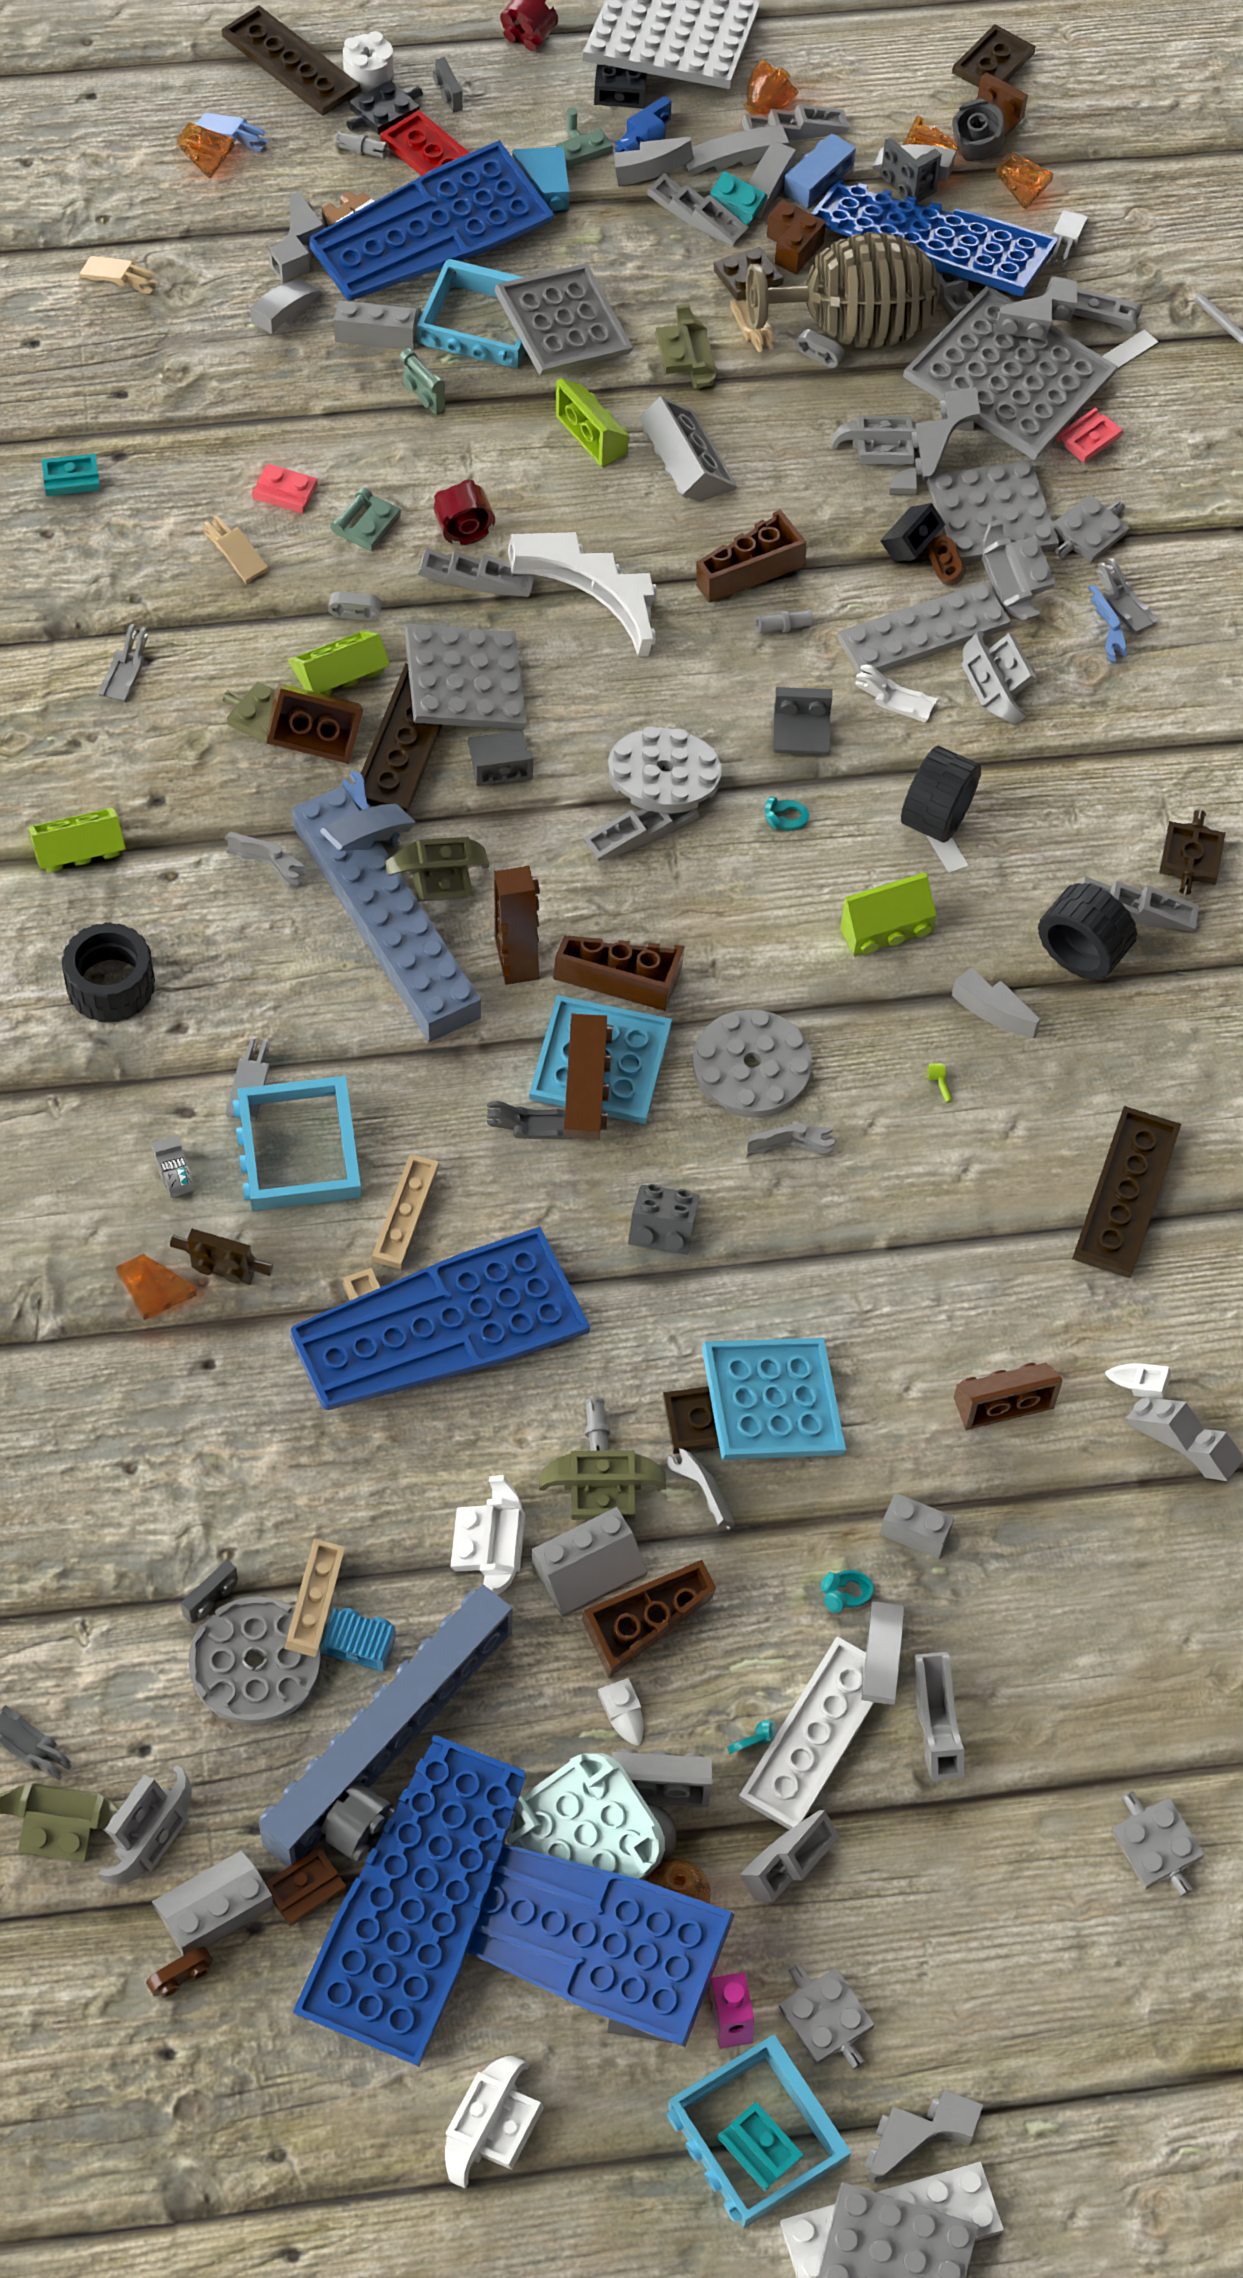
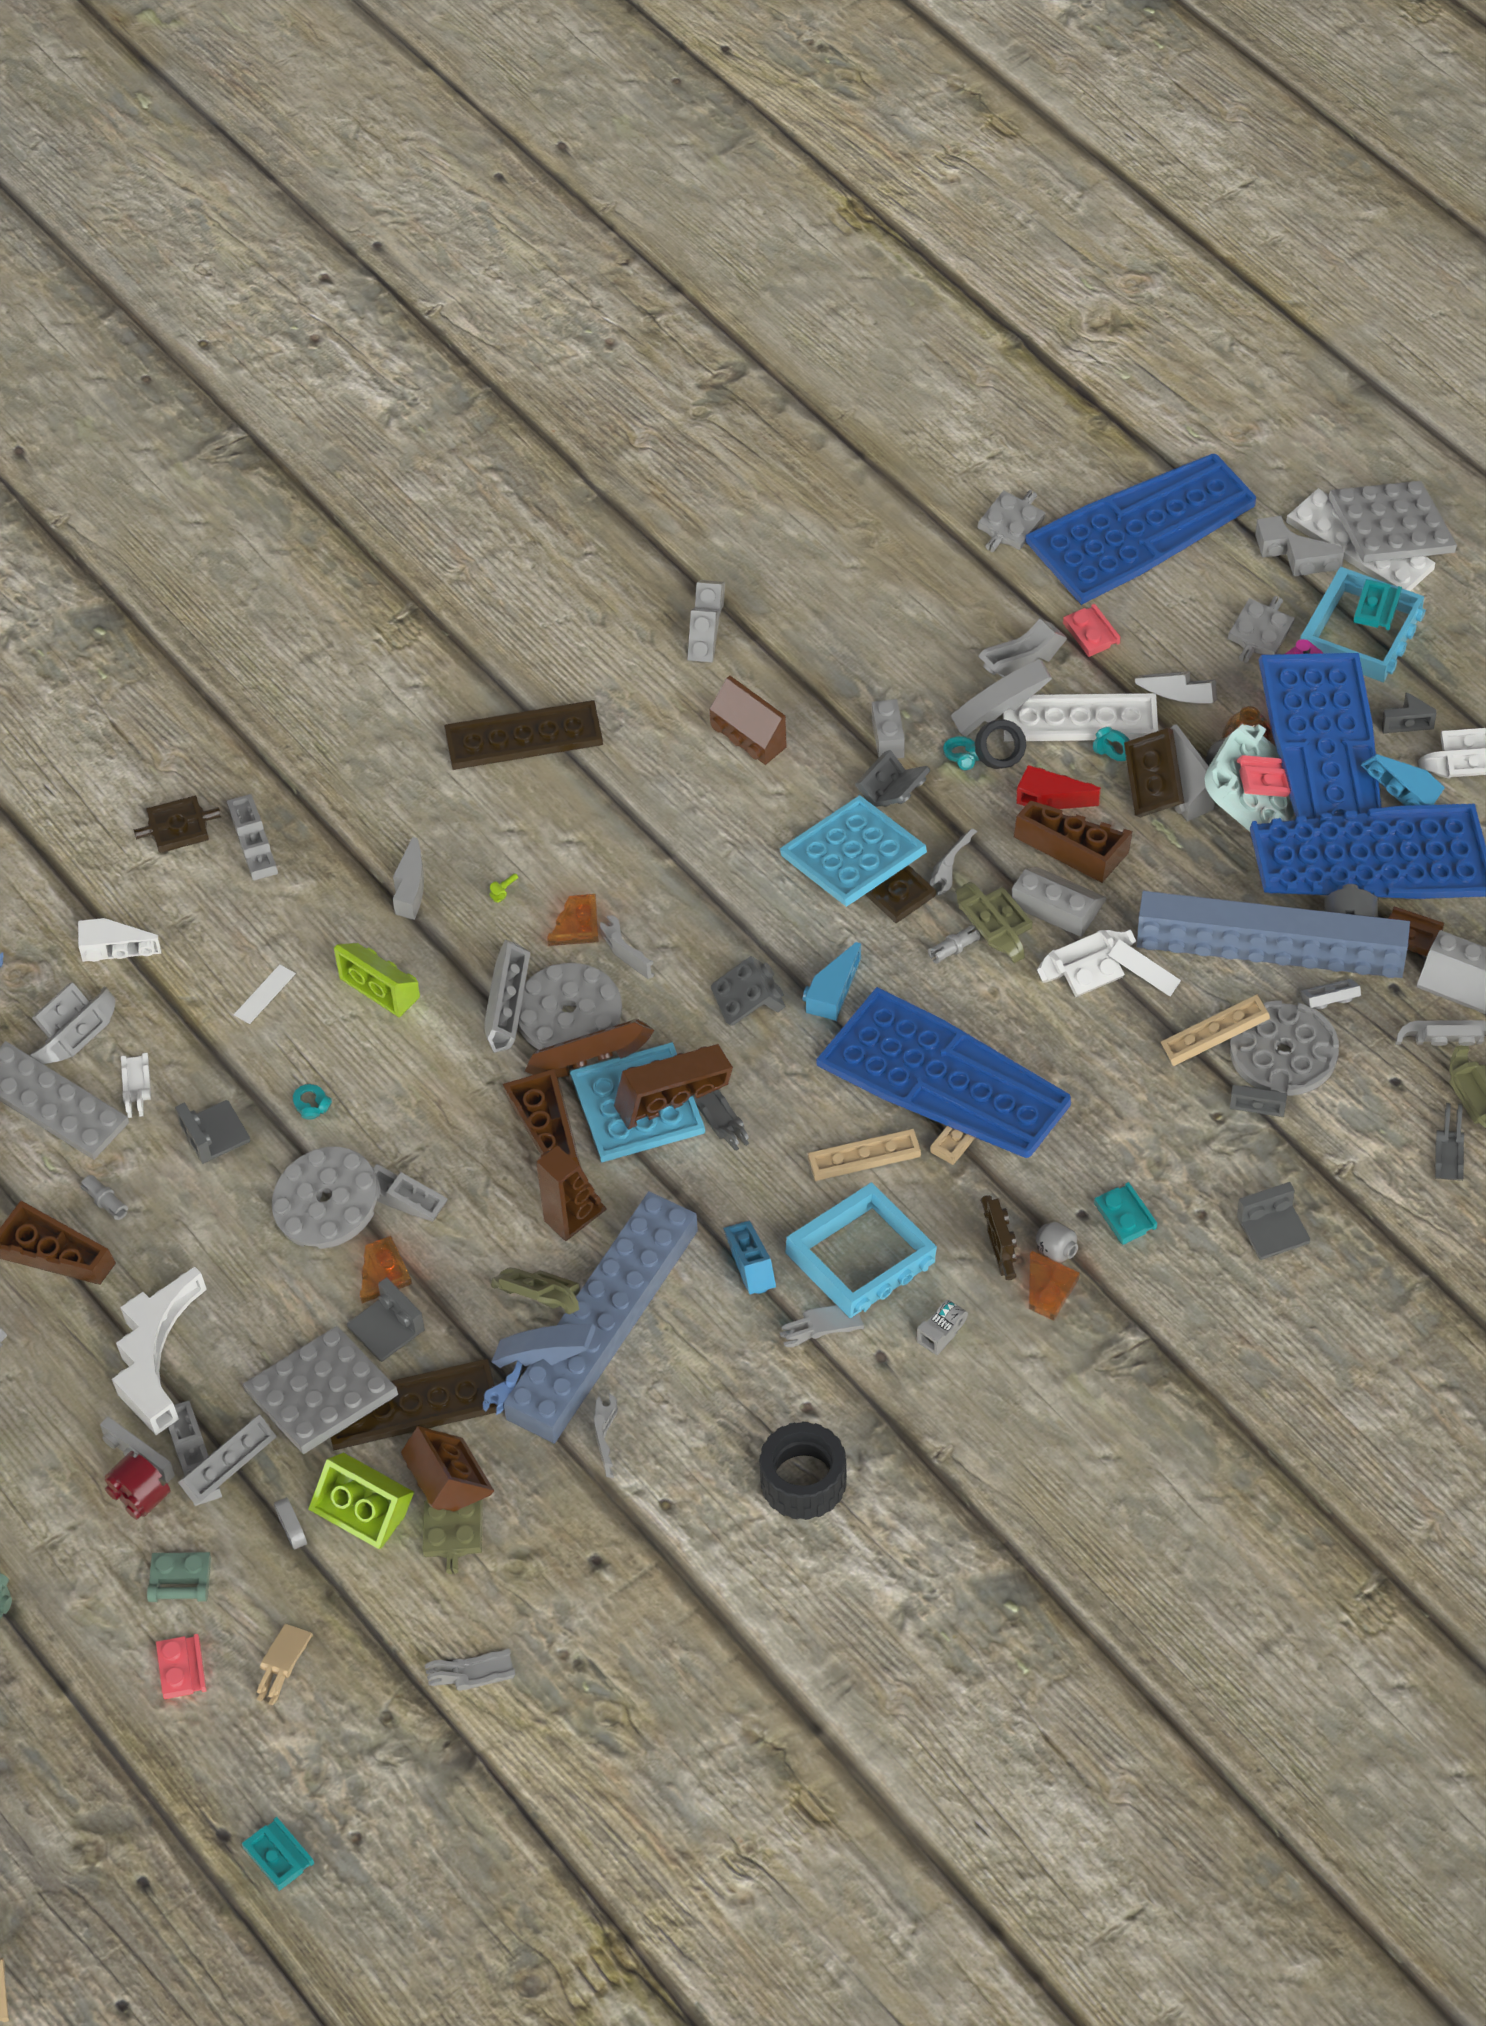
camera: 115 degrees left, 5 degrees down
(63, 1514) = (1272, 1221): none -> dark grey bracket
(77, 839) = (681, 1588): lime slope -> none
(179, 1398) = (1125, 1213): none -> teal plate
(187, 1313) = (1056, 1242): none -> light grey head
(285, 1747) = (1339, 992): none -> light grey plate
(358, 1639) = (1218, 989): dark azure brick -> none
(362, 1056) = (750, 1257): none -> dark azure slope
(441, 579) = (227, 1459): none -> light grey plate
(443, 1587) = (1144, 967): none -> white sticker
(486, 2007) = (1404, 781): none -> dark azure slope
(498, 537) = (119, 1437): none -> light grey plate
(560, 781) = (382, 1261): none -> clear orange wing
(582, 1830) = (1263, 776): none -> coral plate
(588, 2096) = (1412, 717): none -> dark grey slope
(616, 1286) = (832, 984): none -> dark azure slope
(623, 1710) = (1147, 831): white plate -> none
(675, 1739) = (1154, 772): none -> dark brown plate
(684, 1042) = (622, 1038): none -> reddish brown brick
(736, 1634) = (1055, 790): none -> red slope
(797, 1011) = (506, 995): none -> light grey brick
(836, 1629) = (1019, 744): none -> black tyre
(841, 1486) = (889, 782): none -> dark grey bracket
(852, 1118) = (576, 922): none -> clear orange wing
(939, 1829) = (1091, 630): none -> coral plate
(940, 793) = (240, 983): black tyre -> none
(1062, 1982) = (1140, 526): none -> blue wing
(1080, 740) = (109, 939): none -> white slope
(1087, 931) = (315, 834): black tyre -> none
(1142, 1378) = (676, 663): white plate -> none

